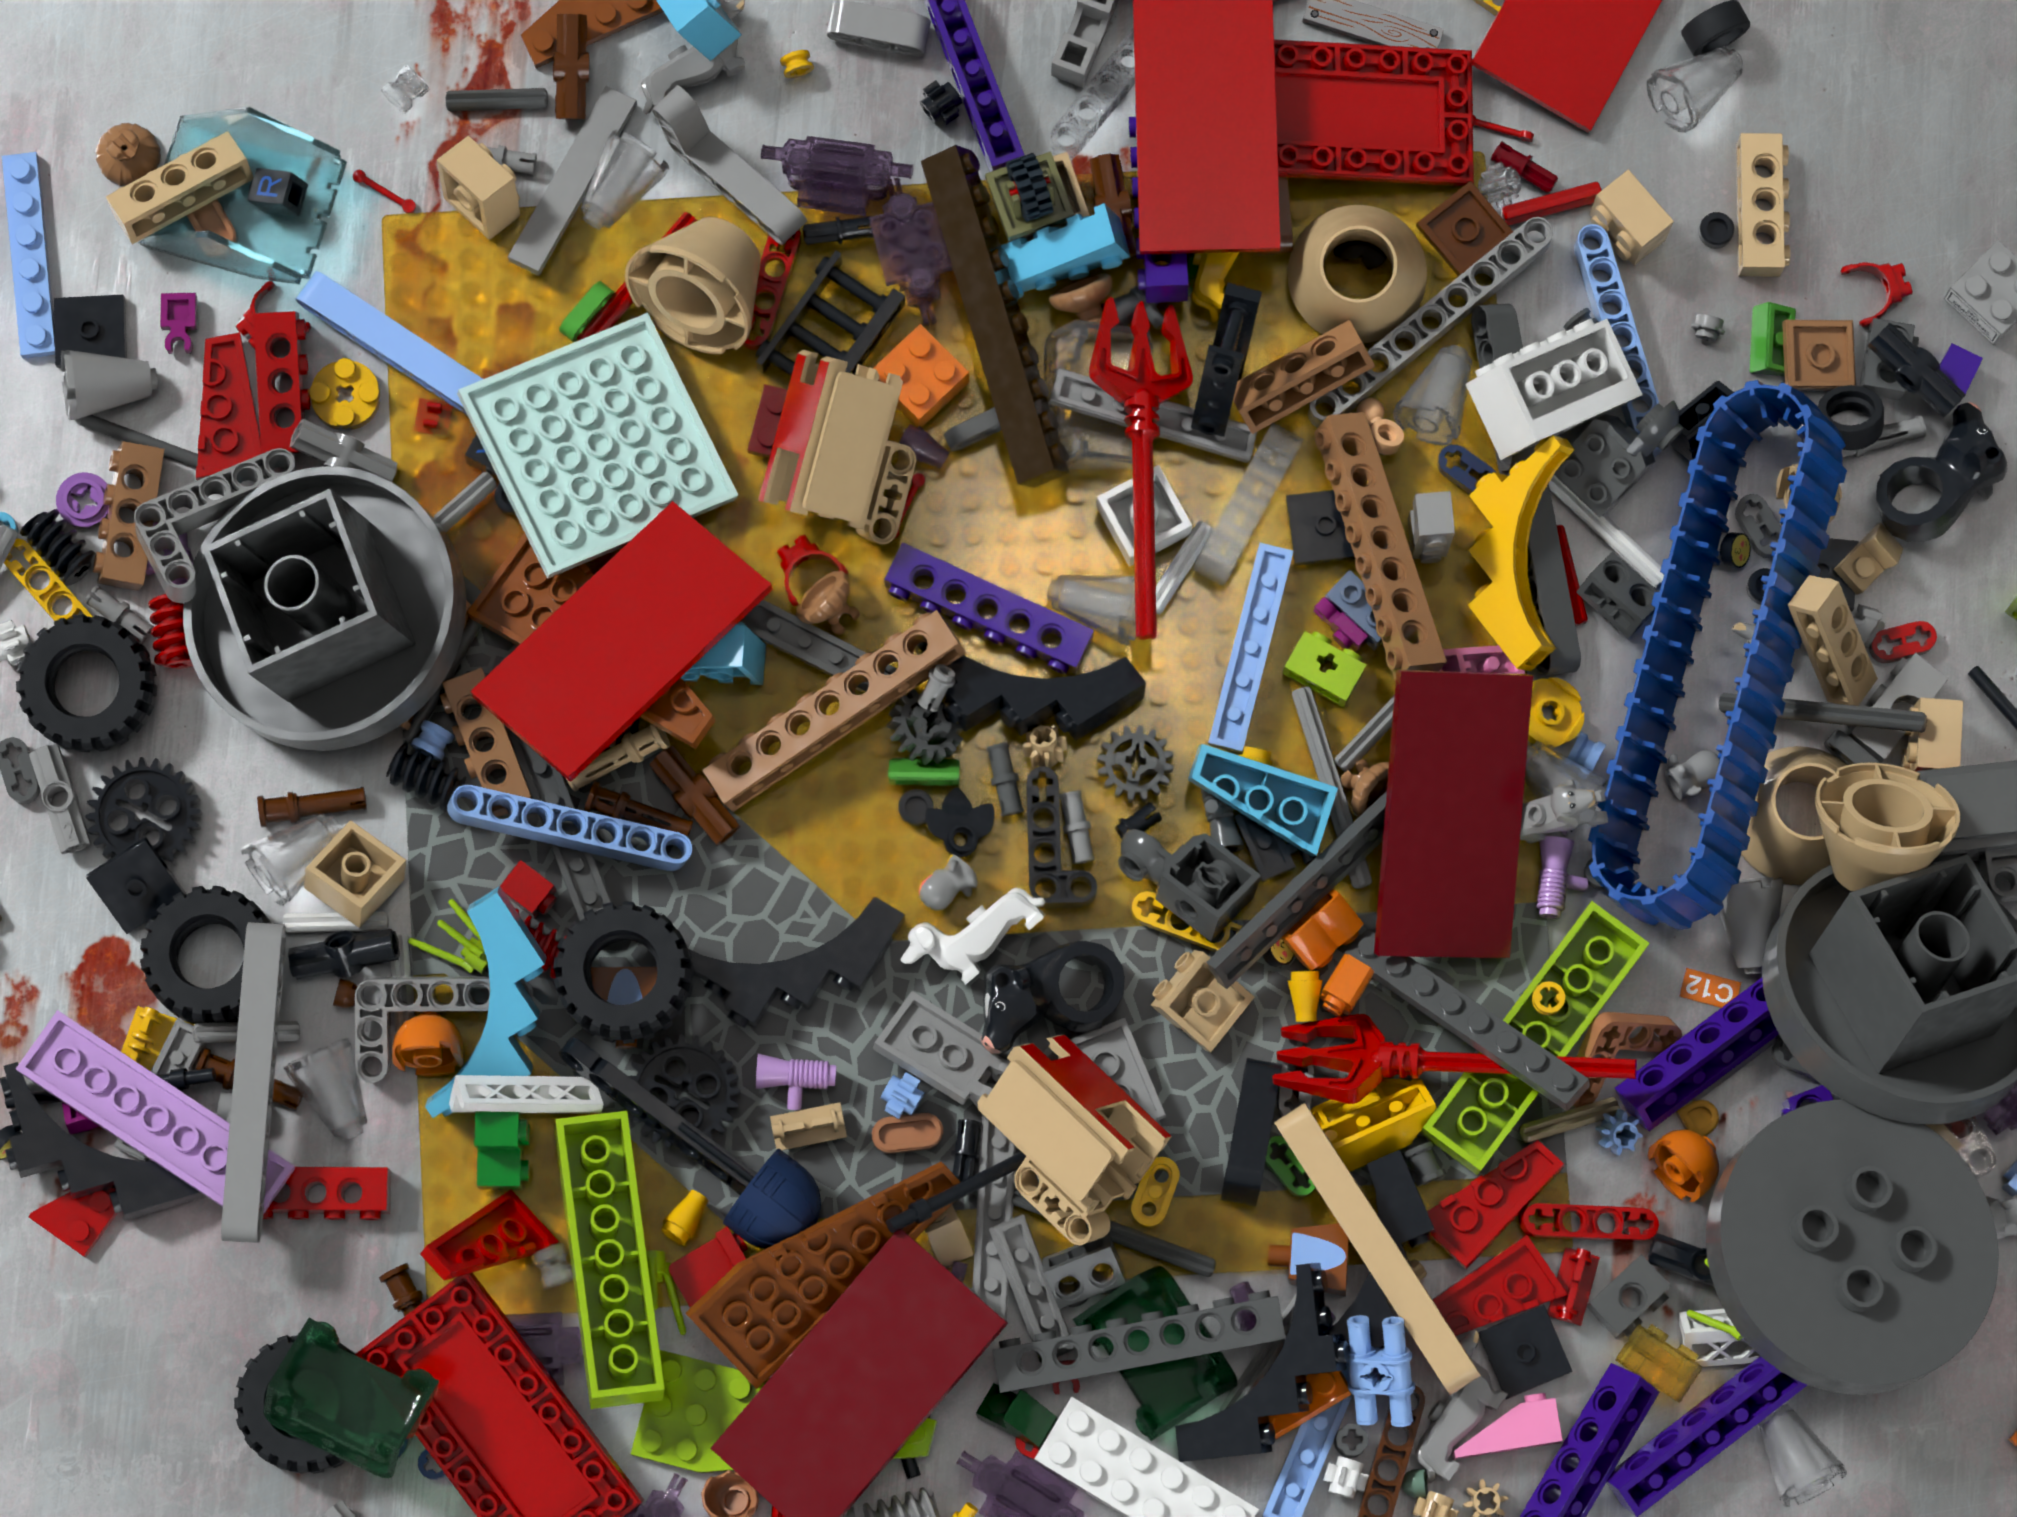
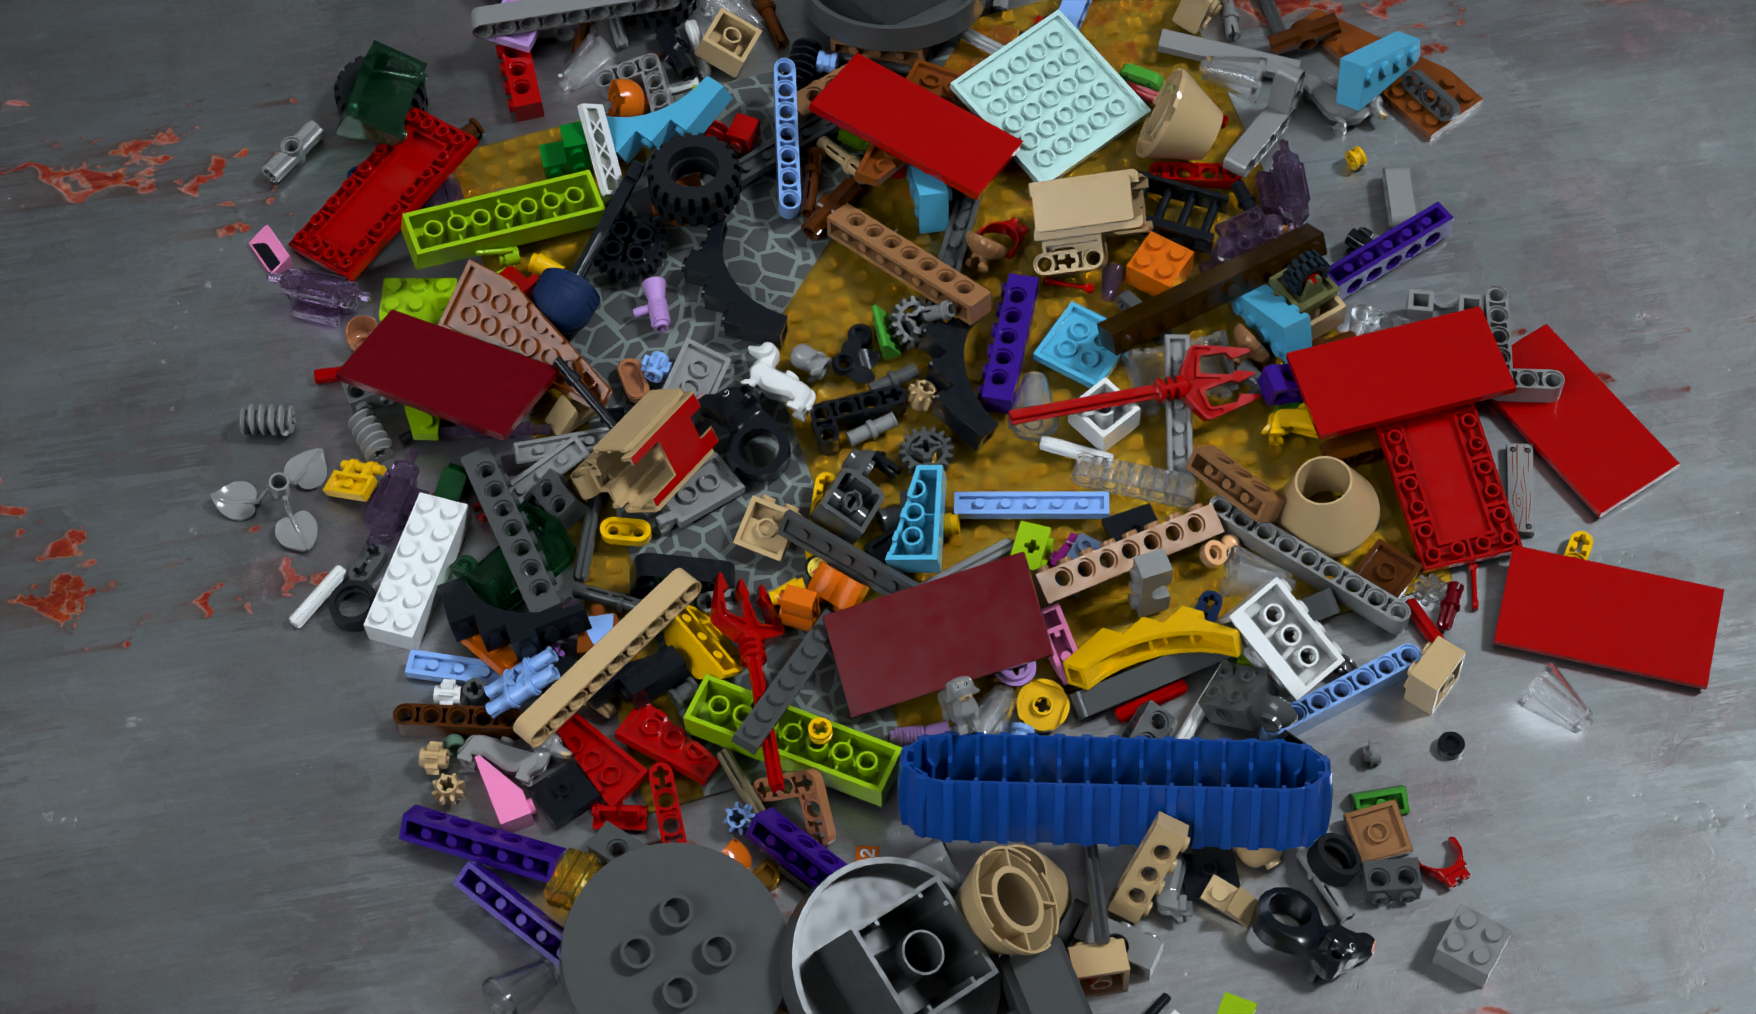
camera: 80 degrees right, 20 degrees down
(488, 1238) = (502, 152): red wing -> none
(808, 1126) = (623, 321): tan hinge -> none
(1016, 522) = (1076, 348): none -> medium azure plate
(1226, 360) = (1240, 433): black fence -> none
(1279, 1198) = (620, 601): none -> dark grey pin
(1715, 27) = (1605, 702): black tyre -> none
(1754, 257) = (1490, 757): tan brick -> none
(1901, 633) = (1178, 938): red beam -> none
(1916, 370) = (1384, 890): black piece -> none
(1960, 366) = (1396, 931): dark purple brick -> none

